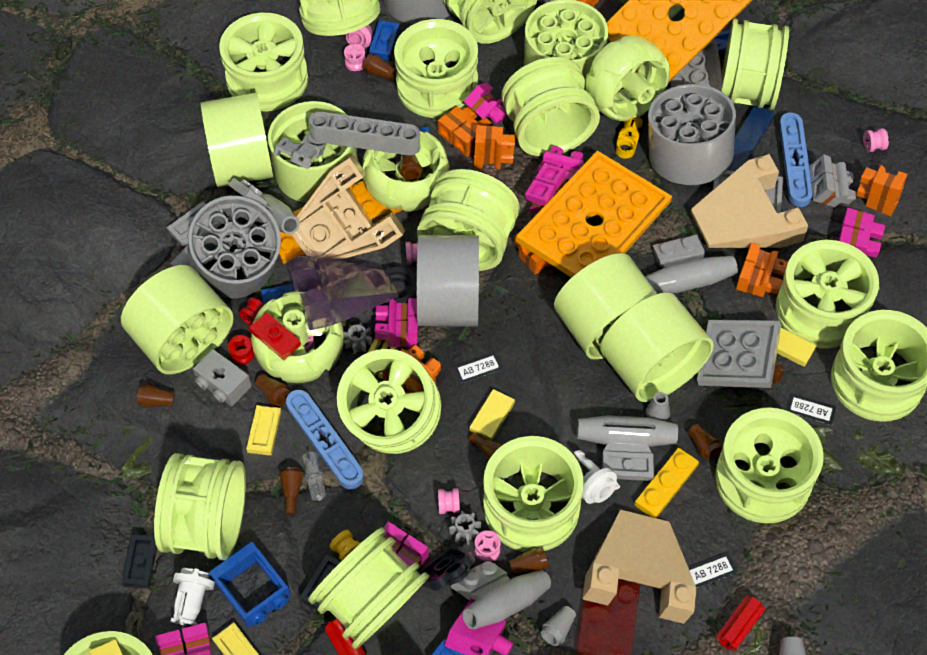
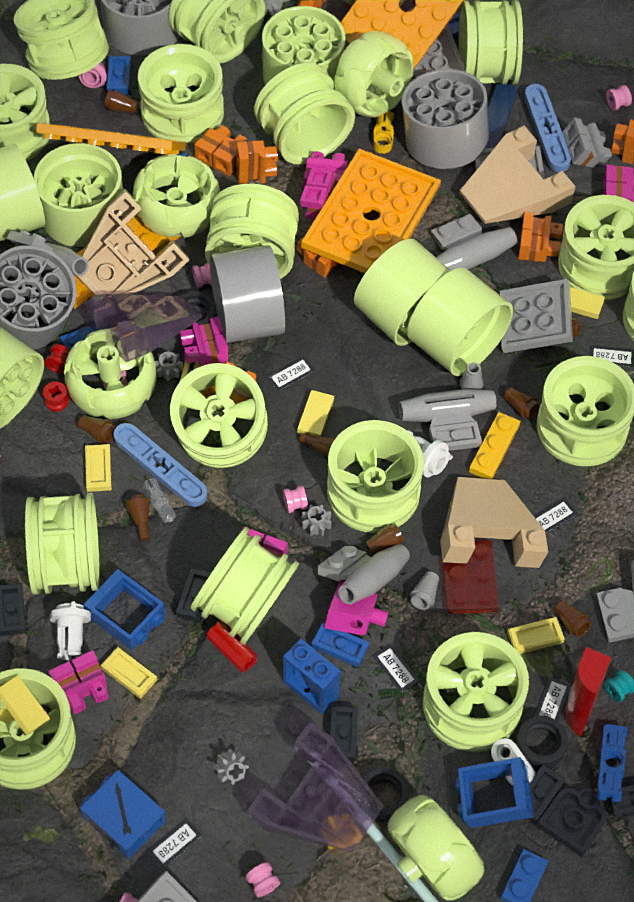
camera: 15 degrees left, 0 degrees up
(221, 378) = (44, 425): light grey brick -> none
(275, 336) = (92, 374): red plate -> none
(306, 150) = (80, 189): light grey piece -> none
(343, 544) = (207, 557): yellow wheel -> none
(354, 57) = (93, 96): bright pink wheel -> none
(357, 102) = (112, 139): none -> light orange plate
(365, 133) = (132, 166): light grey beam -> none
(410, 167) = (182, 192): reddish brown cone -> none
(448, 568) = (312, 556): black plate -> none
(485, 104) = (238, 122): dark pink hips -> none
(486, 540) = (338, 527): bright pink wheel -> none
(740, 623) = (590, 556): red axle -> none

